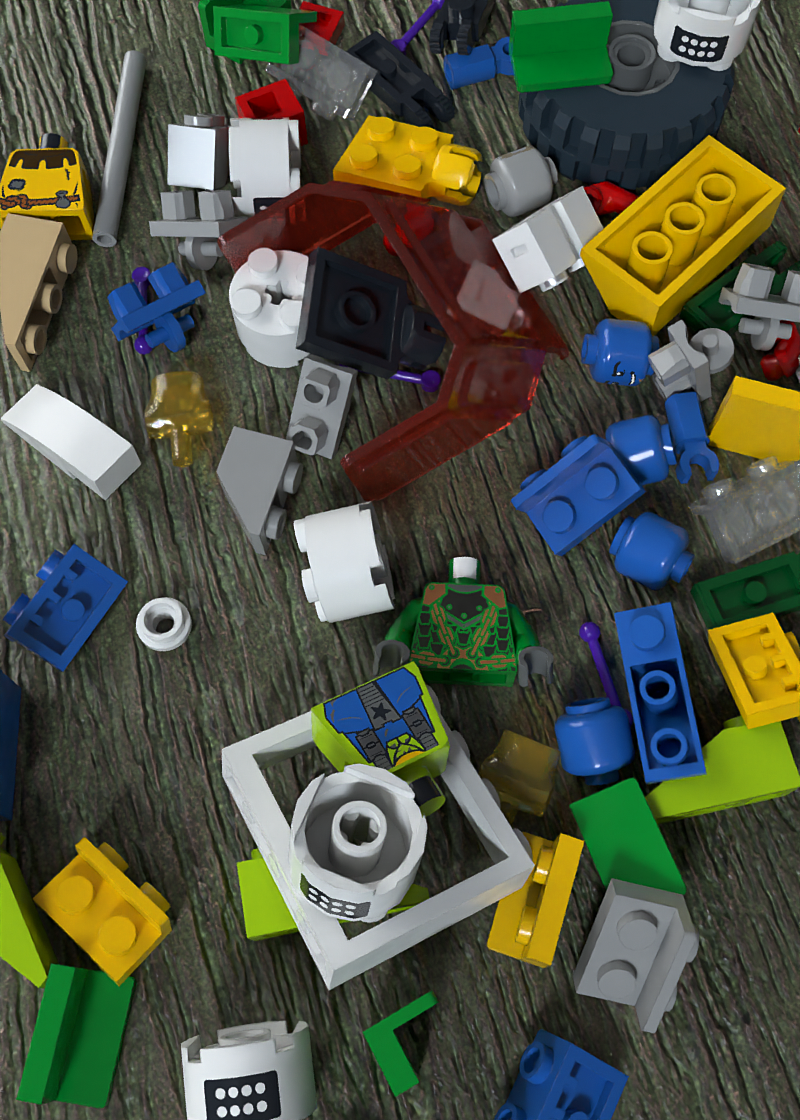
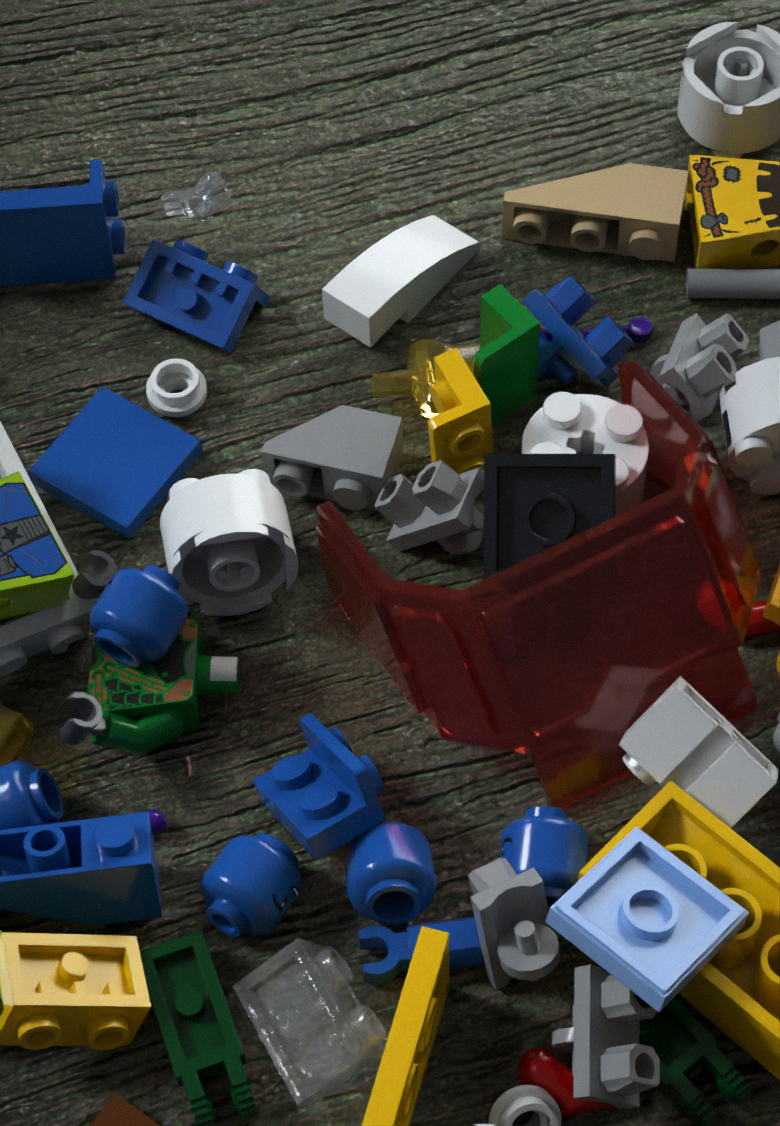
camera: 90 degrees right, 10 degrees down
(178, 343) = (507, 353): none -> green panel
(235, 674) = (115, 462): none -> blue tile
(242, 379) = (464, 424): none -> yellow bracket
(437, 618) = (138, 615): none -> blue head
(706, 257) = (647, 918): none -> light blue tile

